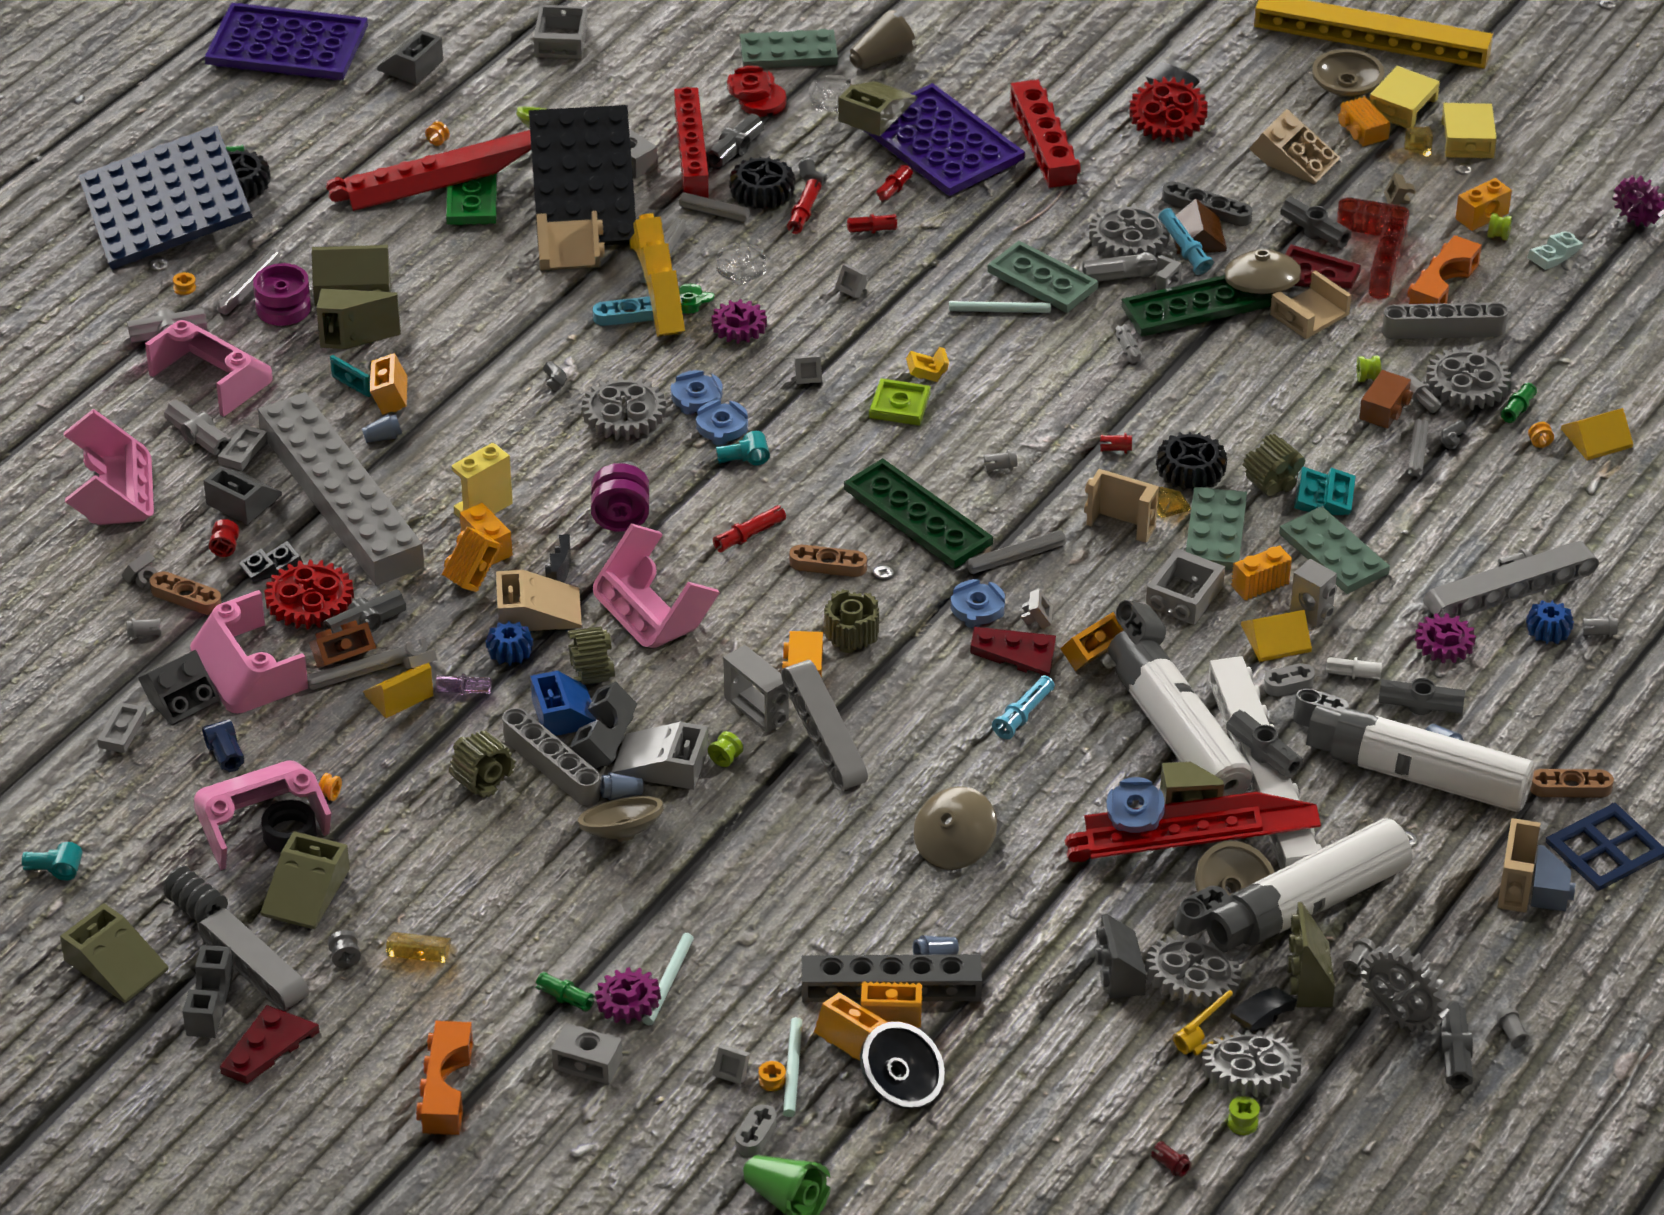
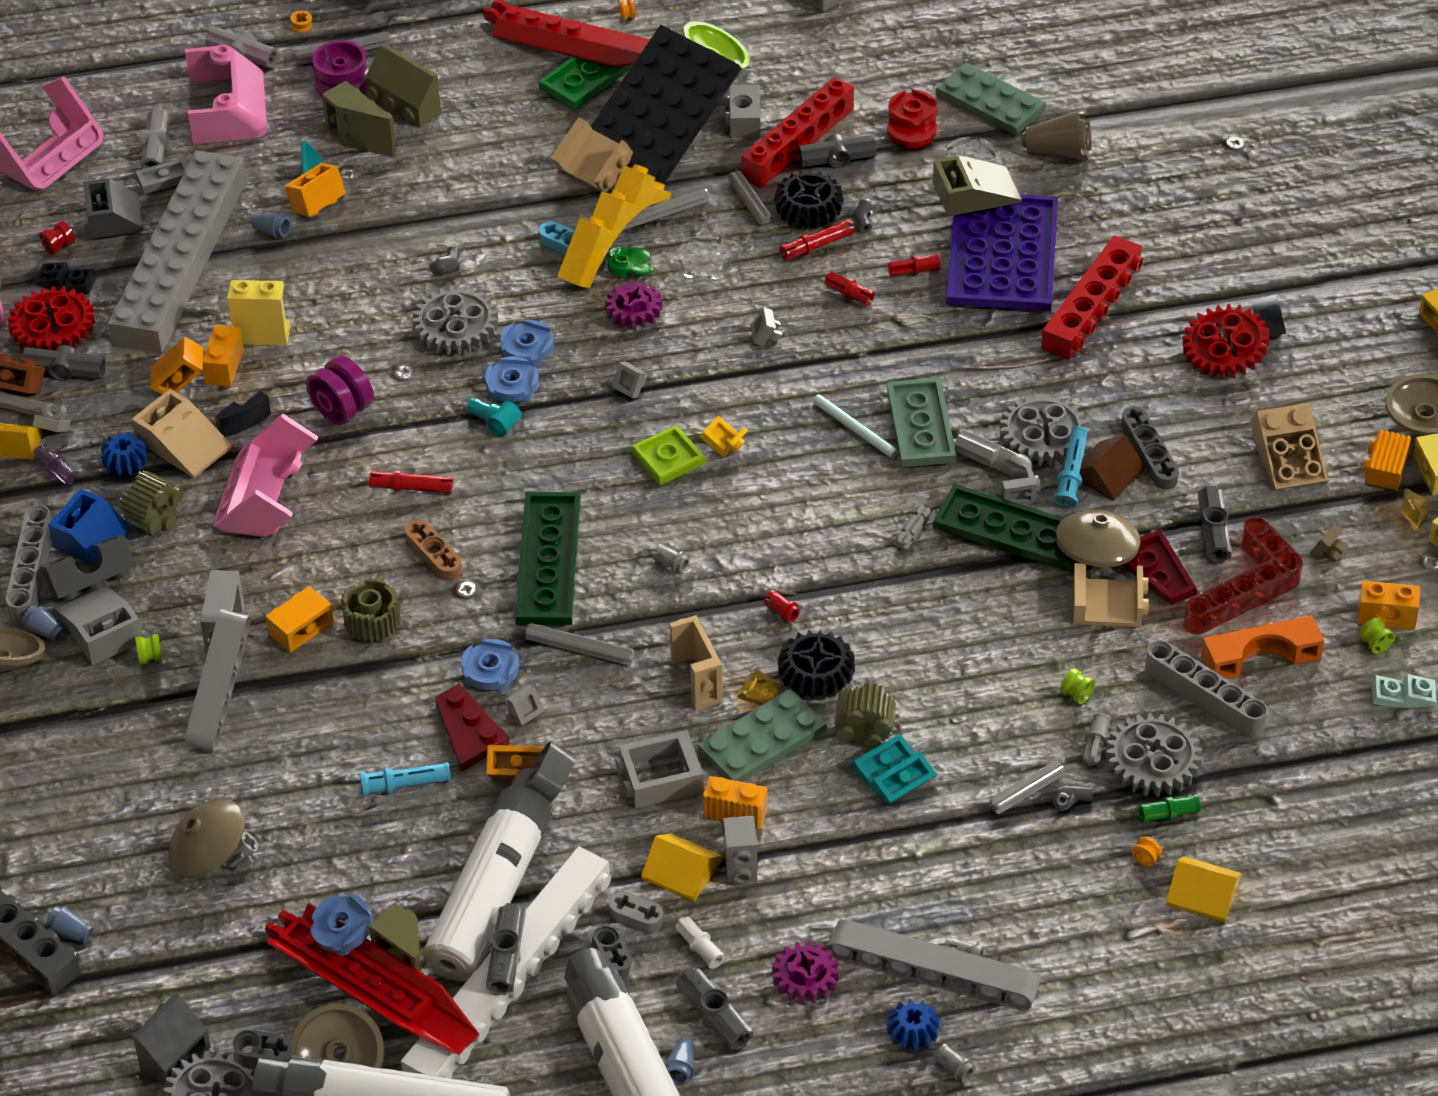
camera: 45 degrees right, 5 degrees up
(1334, 546) = (831, 827): sand green plate -> none
(1385, 399) = (1048, 722): dark orange brick -> none

